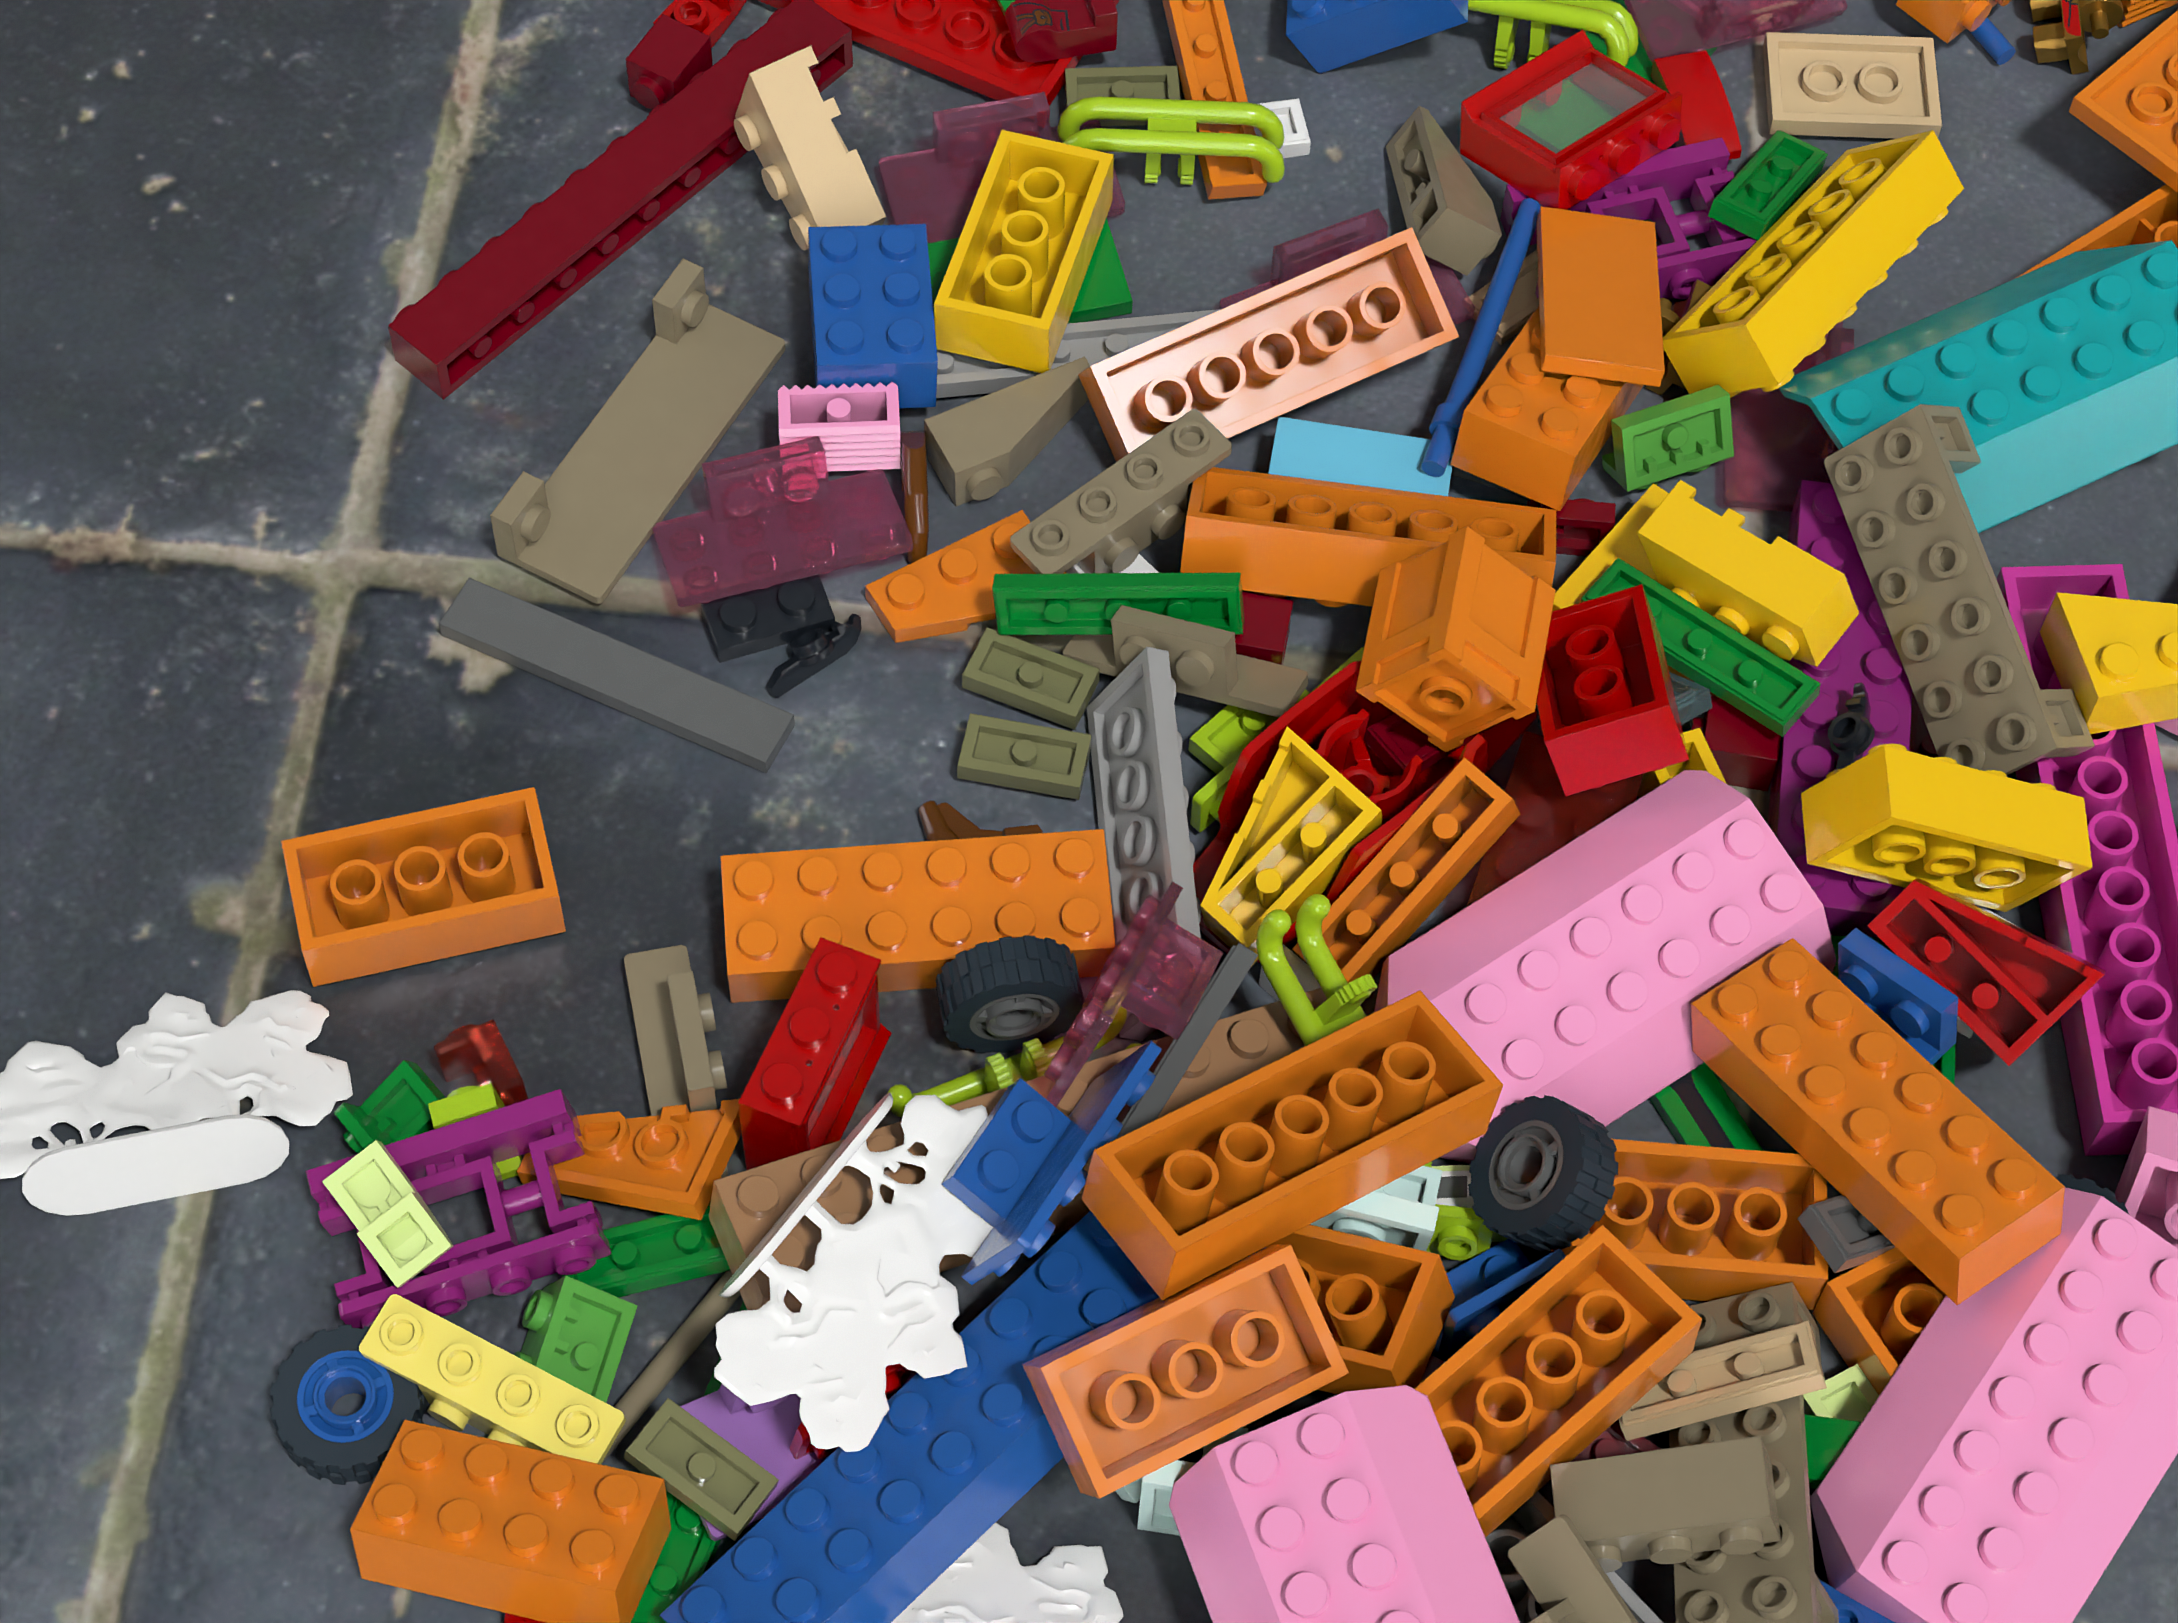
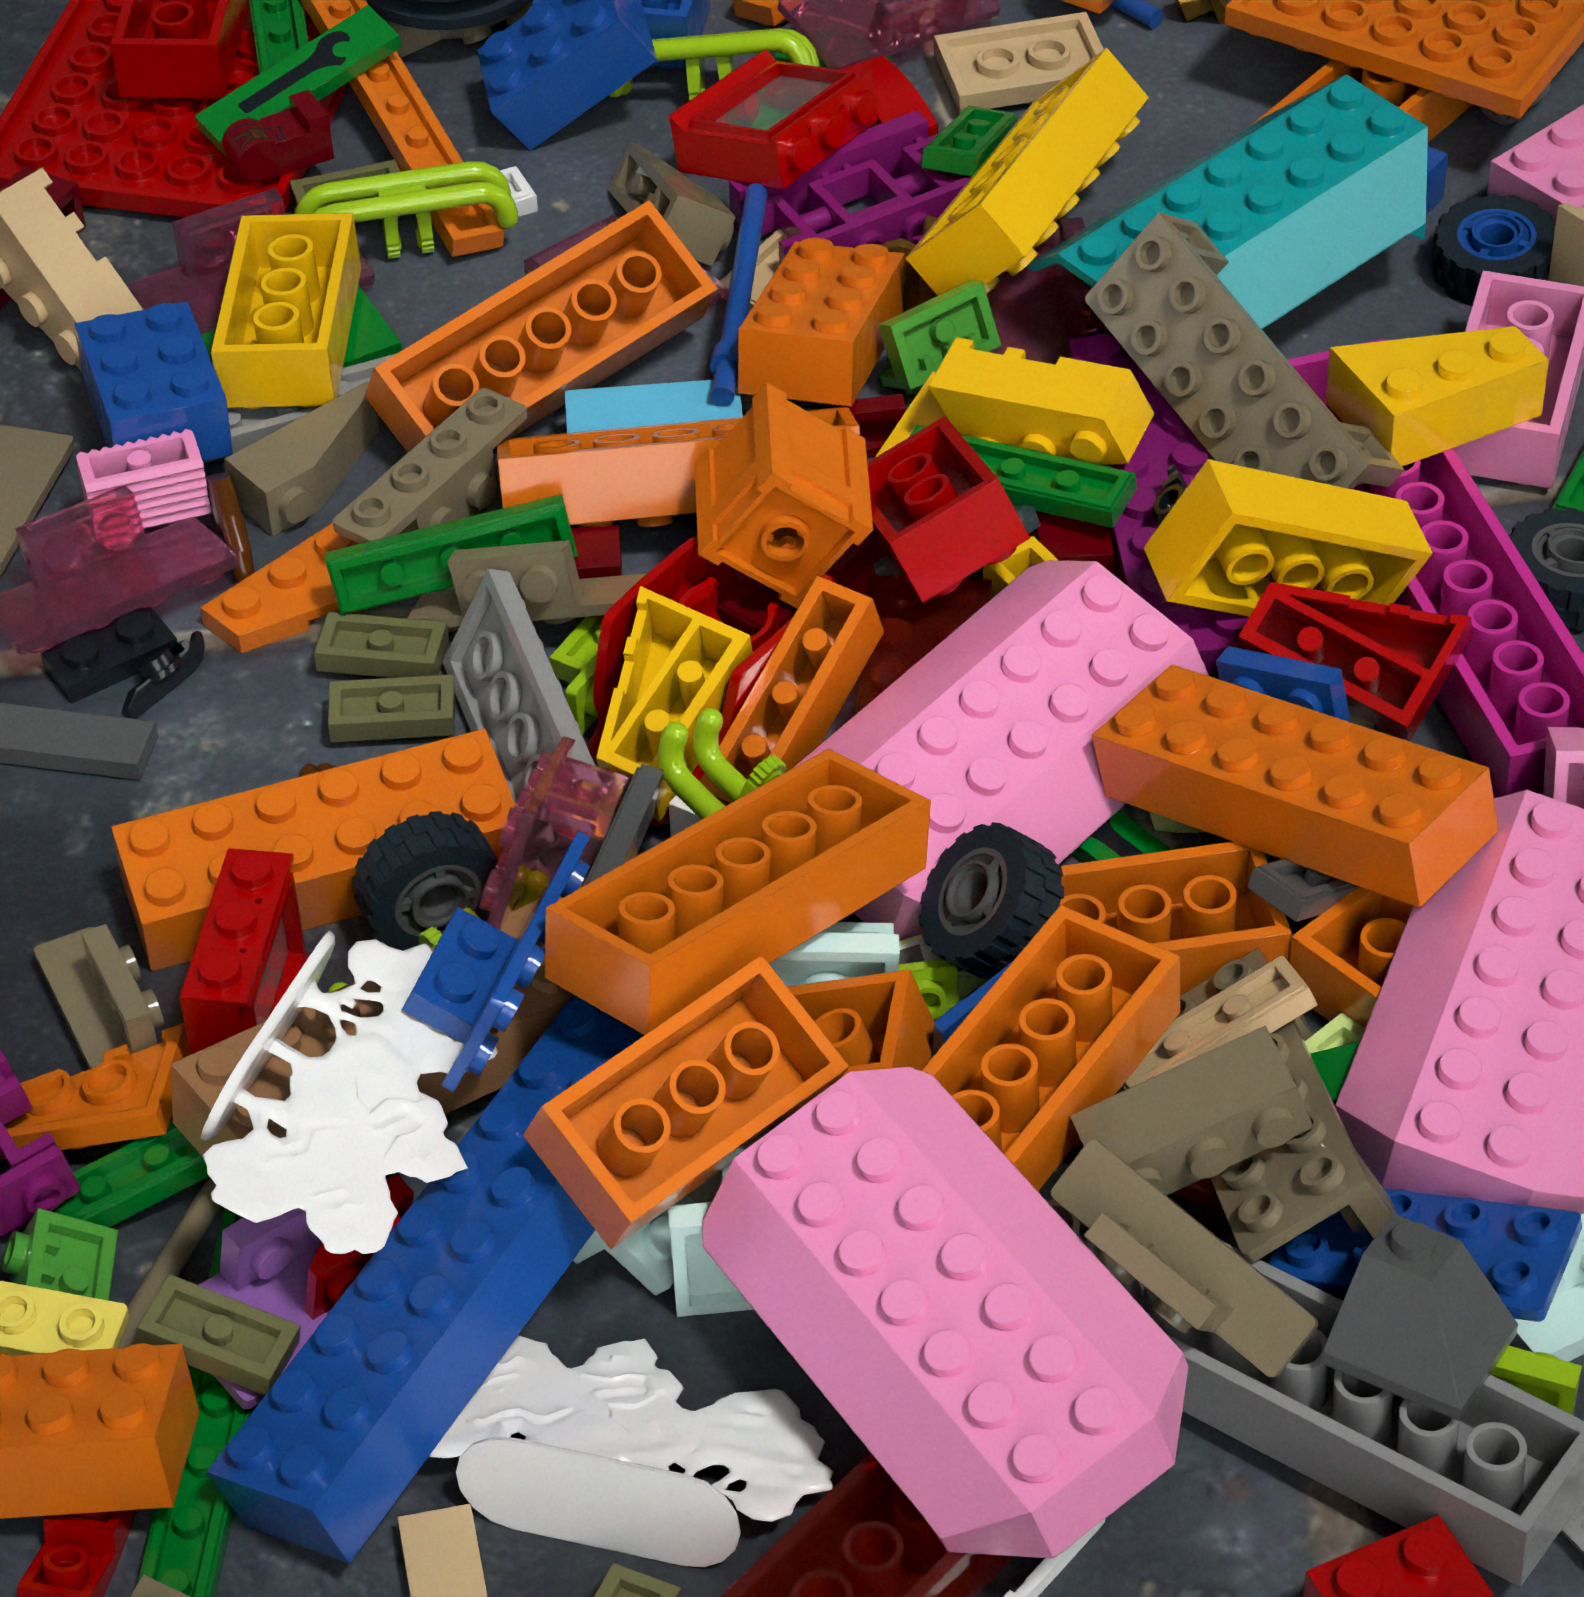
camera: 10 degrees left, 15 degrees down
(1599, 297) = (840, 233): orange tile -> none

